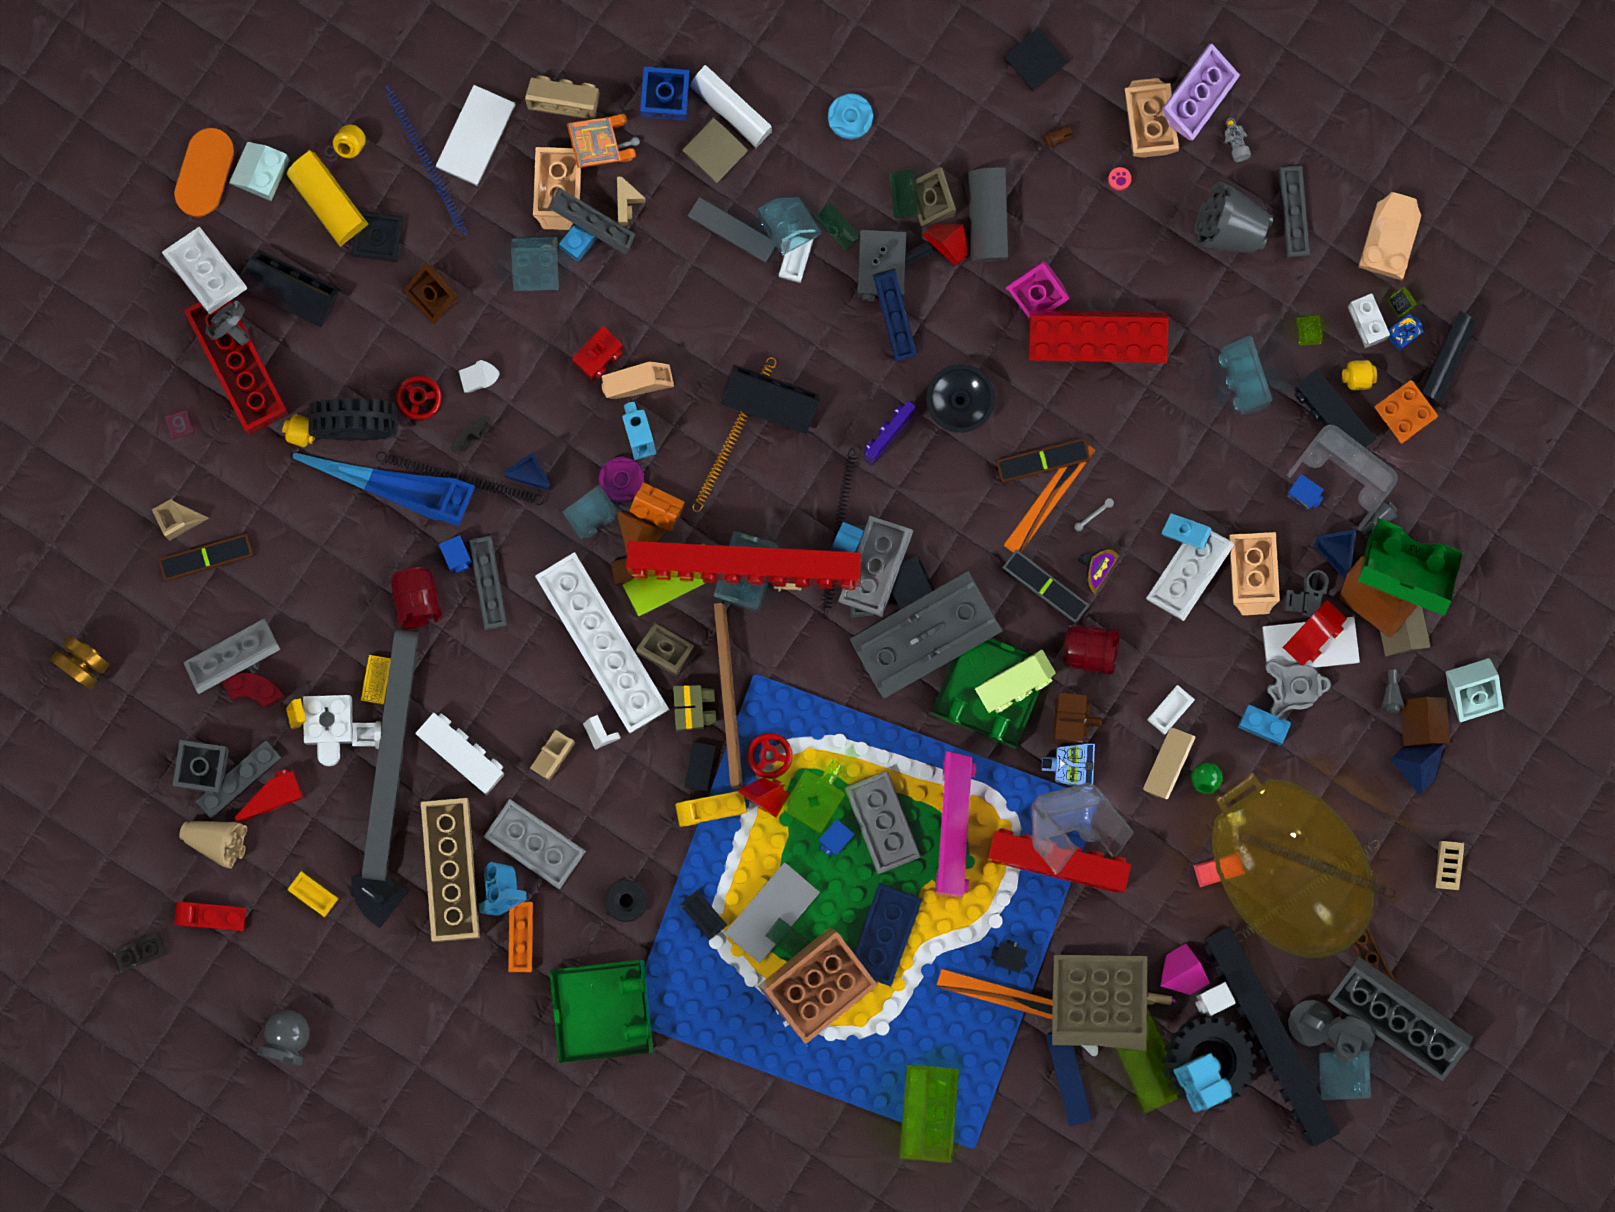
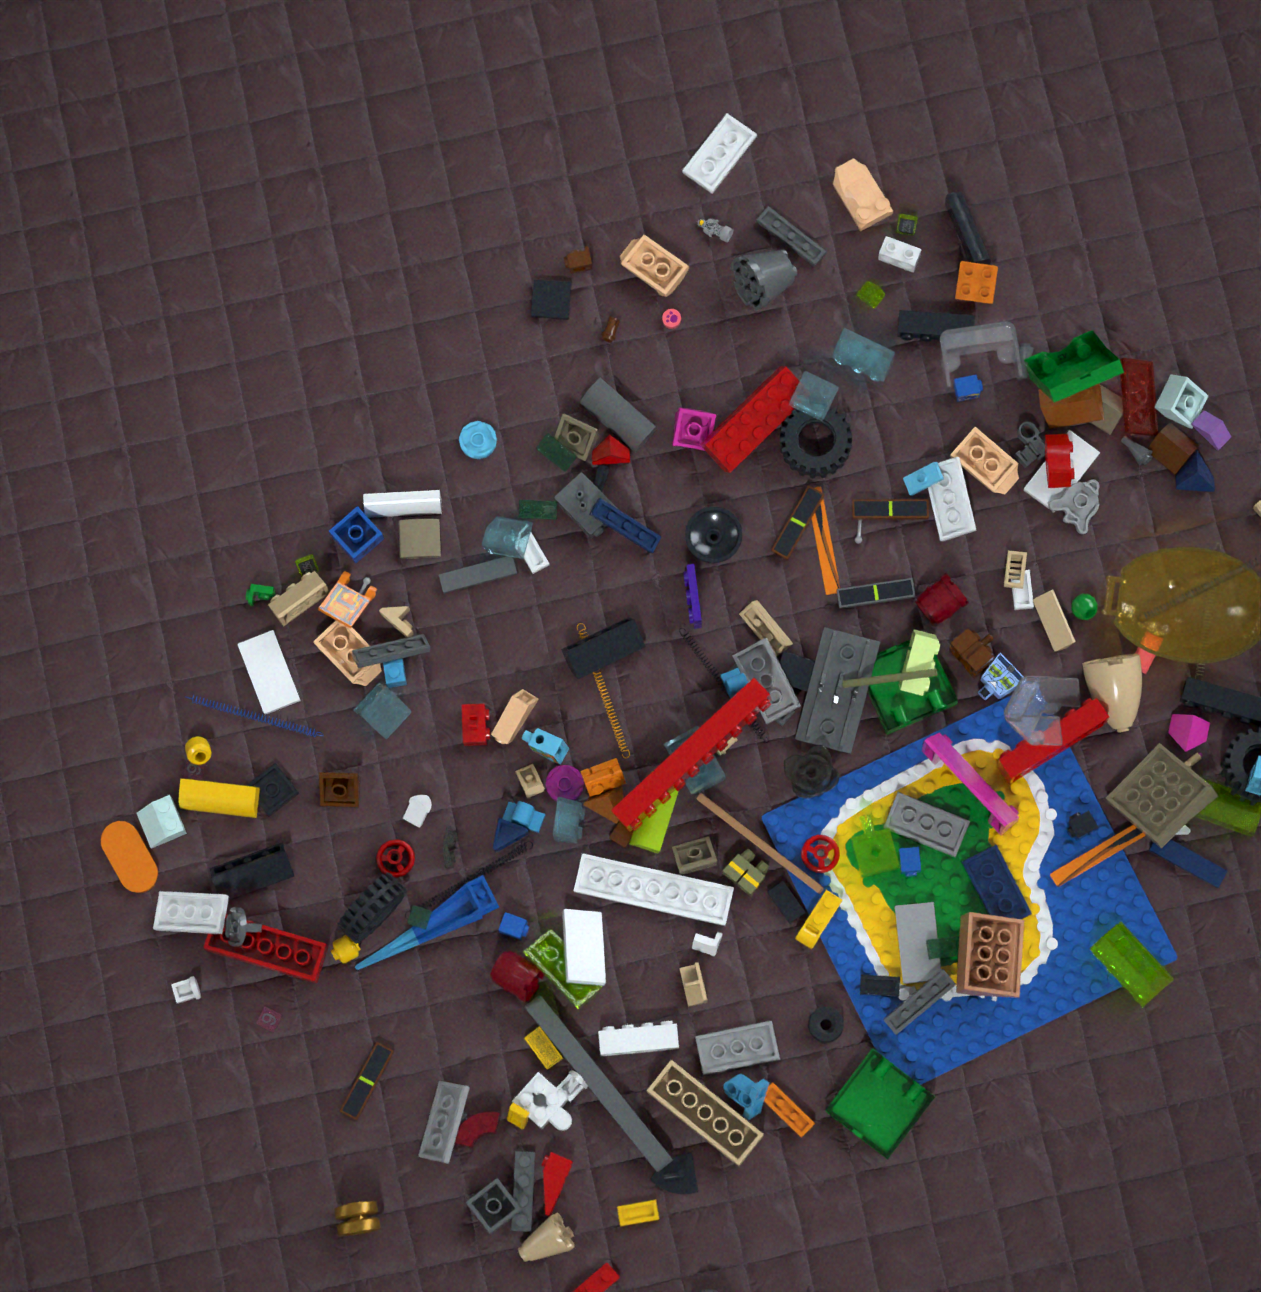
camera: 35 degrees left, 5 degrees down
(137, 331) = (186, 990): none -> white tile
(176, 519) = (325, 1076): tan slope -> none
(386, 467) = (419, 917): none -> clear green tile
(457, 632) = (549, 957): none -> clear neon green slope
(488, 583) = (538, 916): dark grey tile -> none
(493, 631) = (583, 947): none -> white tile
(538, 62) = (261, 591): none -> green bracket
(559, 472) = (524, 815): none -> dark azure tile
(594, 447) = (530, 781): none -> tan slope
(599, 77) = (306, 564): none -> slope
(720, 962) = (919, 1001): none -> dark grey plate
(766, 795) = (844, 877): red slope -> none
(826, 666) = (815, 761): none -> clear smoke brick
(924, 521) = (765, 627): none -> tan slope
(976, 670) = (889, 678): none -> olive piece
(1092, 49) = (578, 260): none -> reddish brown brick
(1098, 566) = (893, 549): shield -> none
(1124, 436) = (810, 464): none -> black tyre
(1132, 529) = (890, 509): none -> black tile
(1160, 872) = (1117, 686): none -> tan cylinder
(1165, 367) = (813, 396): none -> clear light blue bracket
(1194, 676) = (1019, 557): none -> tan slope
(1200, 93) = (667, 222): lavender slope -> none
(1215, 1000) = (1224, 727): white brick -> none
(1264, 725) = (1084, 543): dark azure brick -> none
(1308, 78) = (719, 153): none -> white tile
(1337, 550) = (1020, 400): dark blue slope -> none
(1359, 375) = (927, 290): yellow head -> none
(1405, 332) = (927, 239): blue brick -> none
(1441, 649) = (1139, 397): none -> clear red tile
(1474, 740) = (1211, 429): none -> medium lavender slope

